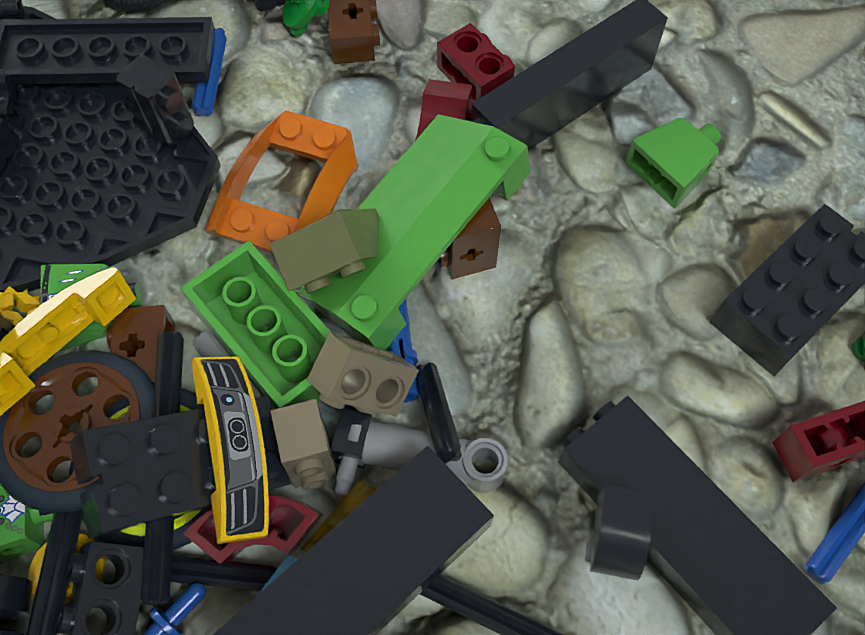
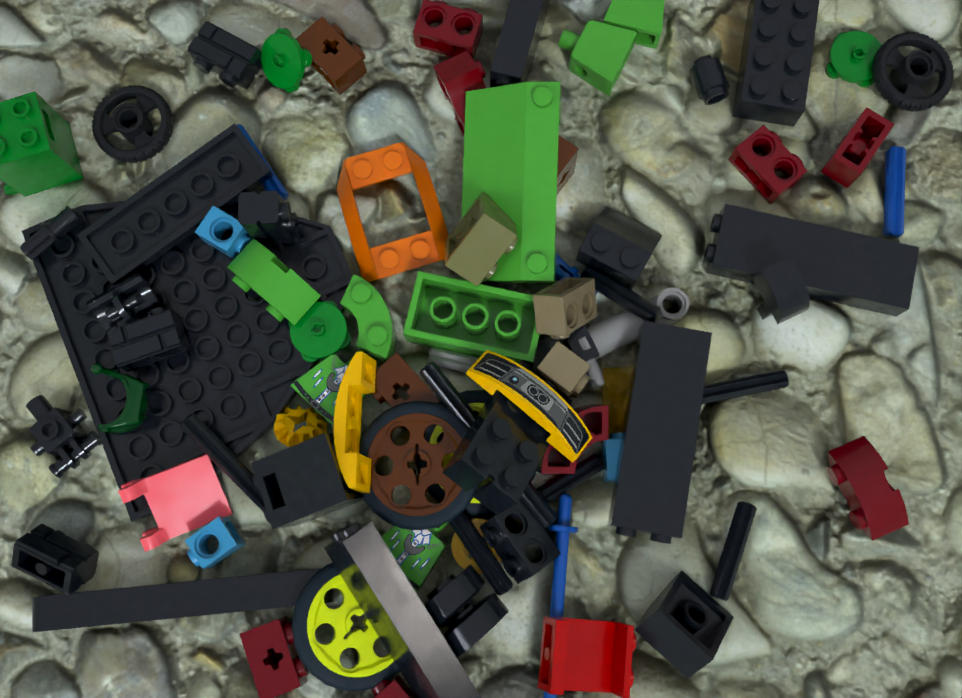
camera: 30 degrees left, 15 degrees up
(110, 98) = (214, 226): none -> dark azure brick
(112, 163) = (273, 281): none -> bright green brick
(116, 237) = (320, 332): none -> green piece
(176, 259) = (373, 317): none -> bright green brick
(478, 365) = (618, 247): none -> black slope
(608, 172) = (598, 53): none -> bright green torso
(701, 391) = (760, 169): none -> dark red brick
(707, 267) = (709, 79): none -> black brick

